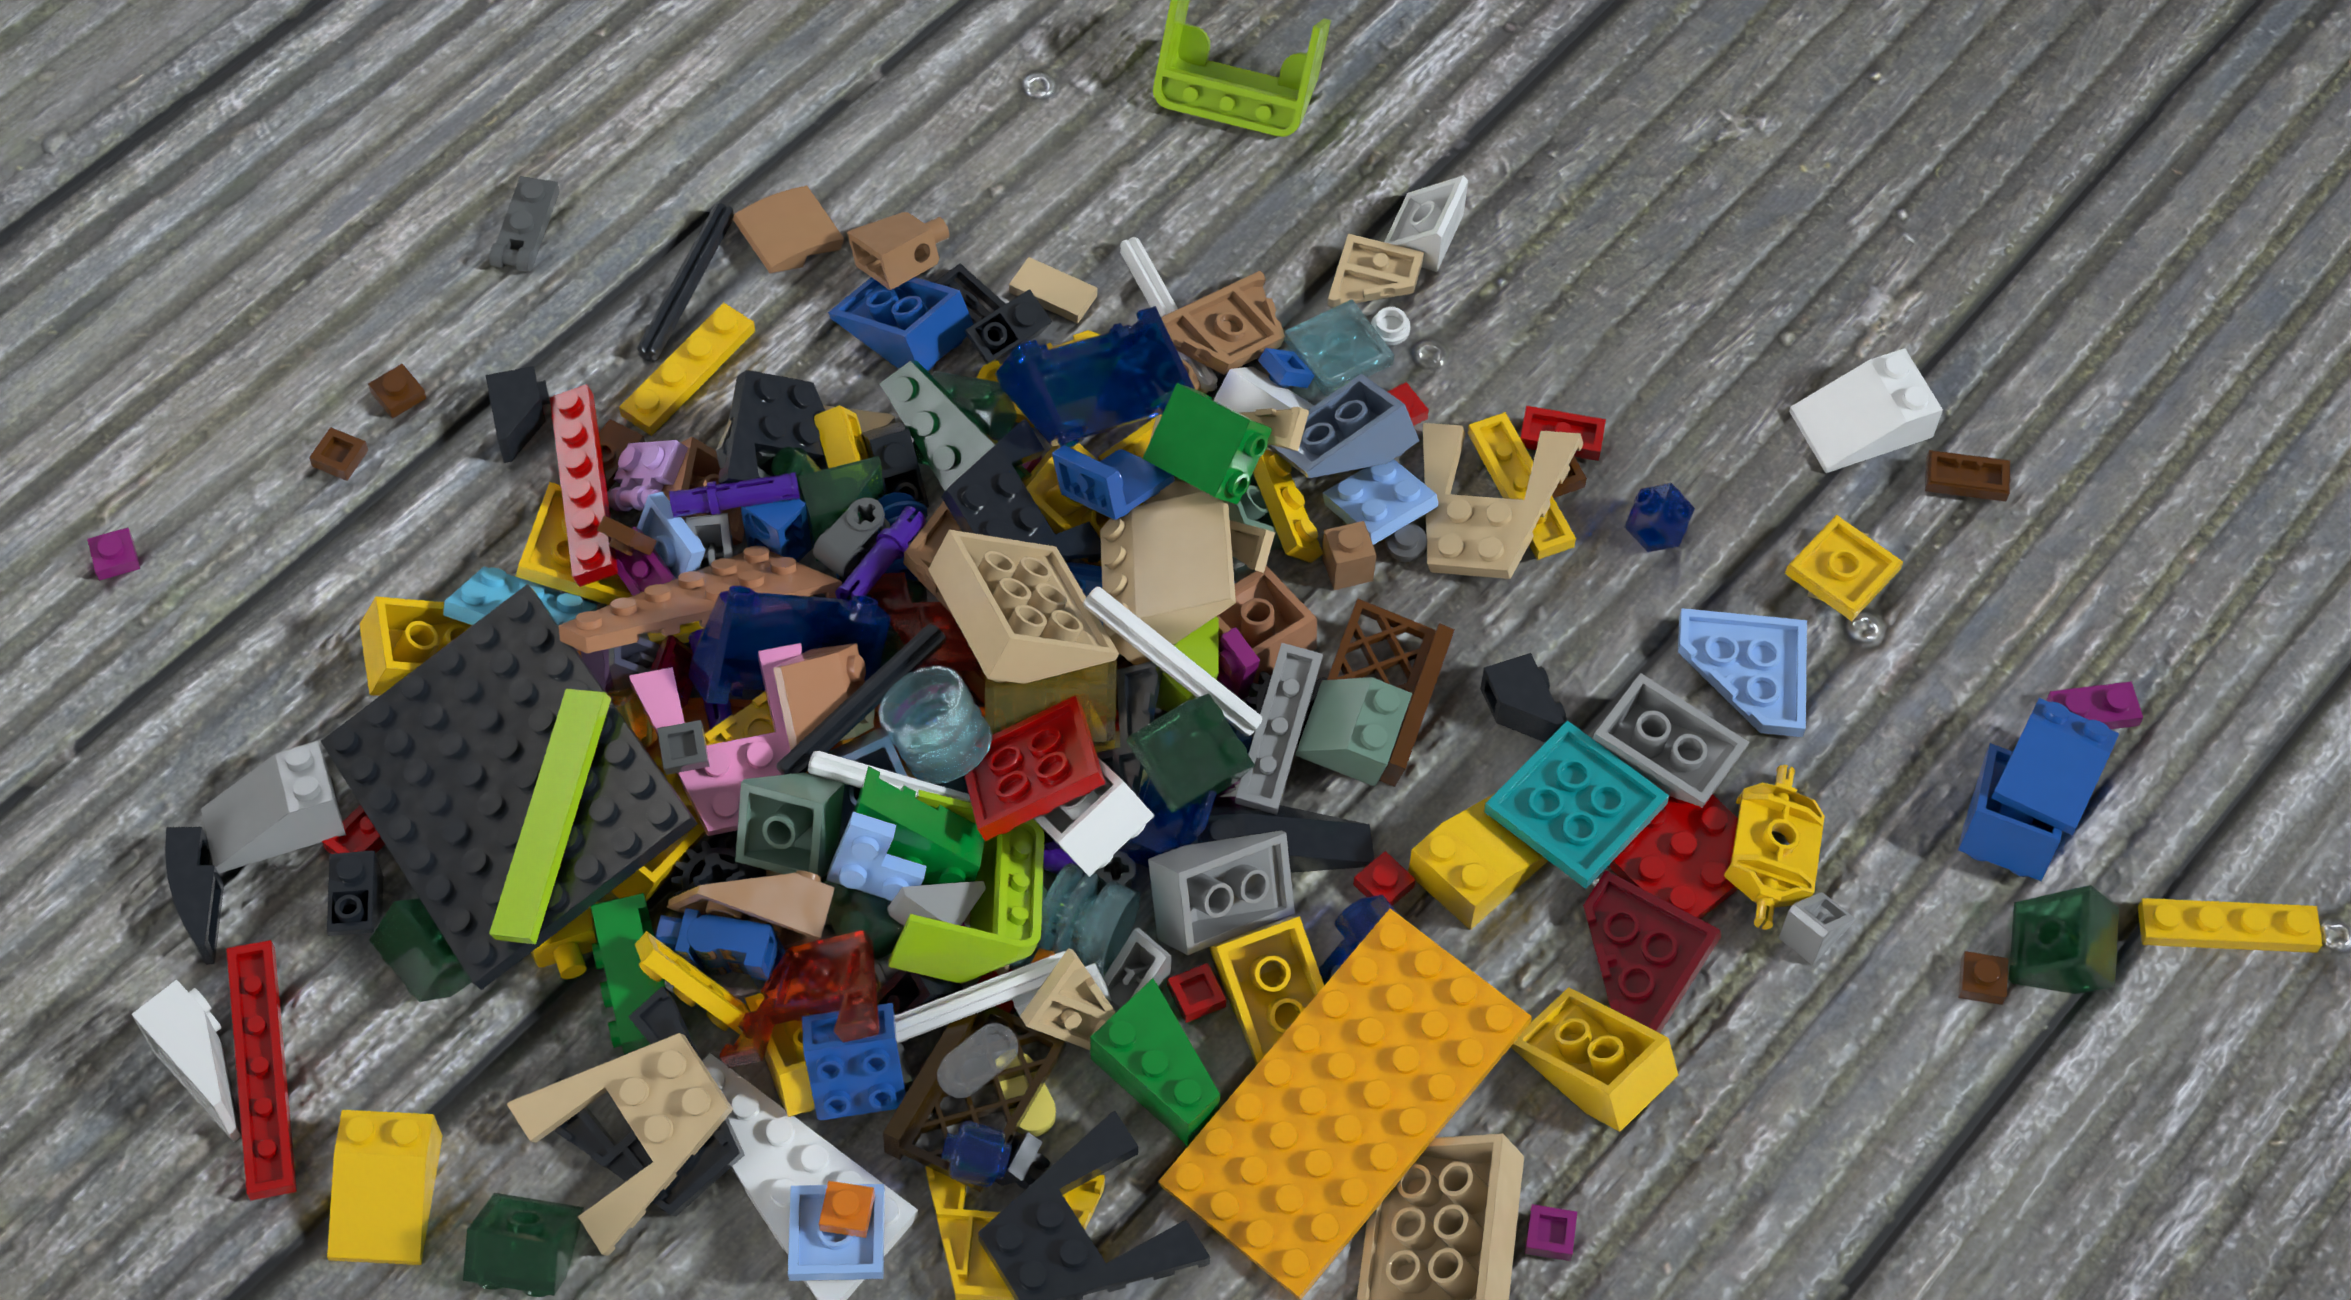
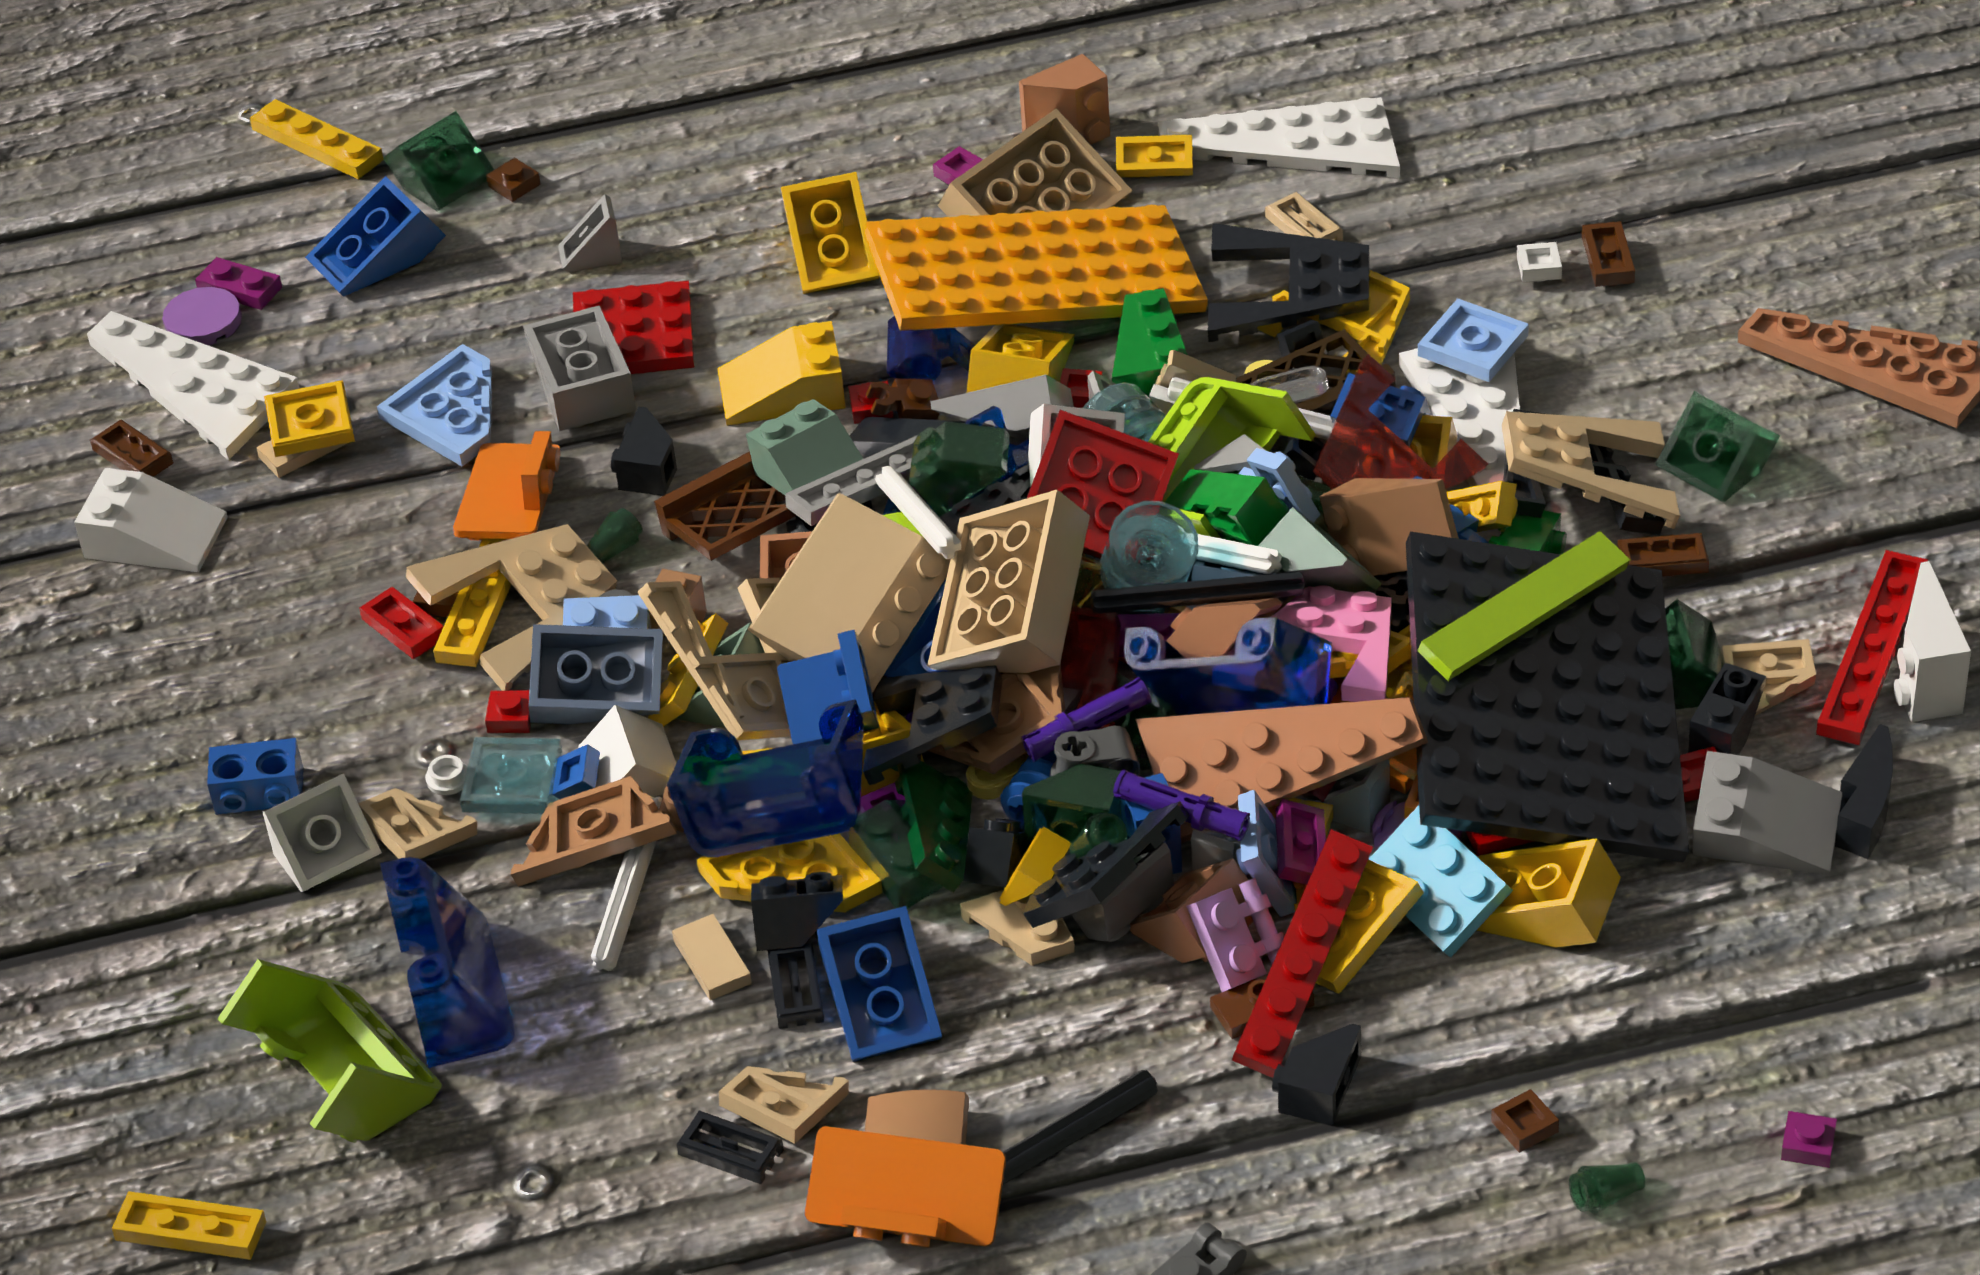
camera: 140 degrees left, 15 degrees down
(250, 432) = (1603, 1185): none -> clear green cone
(347, 984) = (1785, 664): none -> tan wing
(382, 1186) = (1805, 533): yellow slope -> none
(397, 391) = (1426, 1168): reddish brown plate -> none
(511, 1077) = (1670, 553): none -> reddish brown plate
(625, 538) = (1301, 839): reddish brown plate -> none
(683, 747) = (1375, 623): dark grey plate -> none
(687, 369) = (1118, 1051): yellow plate -> none
(752, 163) = (905, 1187): none -> orange bracket
(847, 1209) = (1458, 332): orange plate -> none
(897, 247) = (829, 1036): medium nougat torso -> none
(918, 170) = (725, 1152): none -> black tile
(919, 195) = (781, 1100): none -> tan wing
(976, 1154) = (1335, 324): clear blue head -> none
(1207, 444) = (741, 641): green panel -> none
(1223, 168) = (459, 980): none -> clear blue windscreen
(1344, 886) = (906, 396): none -> reddish brown plate
(1471, 605) = (615, 534): none -> clear green cone
(1530, 244) = (254, 775): none -> blue brick
(1576, 804) = (687, 356): teal plate -> none
(1602, 593) = (508, 489): none -> orange bracket
(1645, 949) = (731, 273): dark red plate -> none
(1659, 517) = (411, 506): clear blue brick -> none
(1763, 867) = (567, 285): yellow plate -> none
(1985, 582) = (192, 380): none -> white wing
(2055, 765) = (325, 233): blue slope -> none
(2081, 651) = (203, 314): none -> medium lavender tile

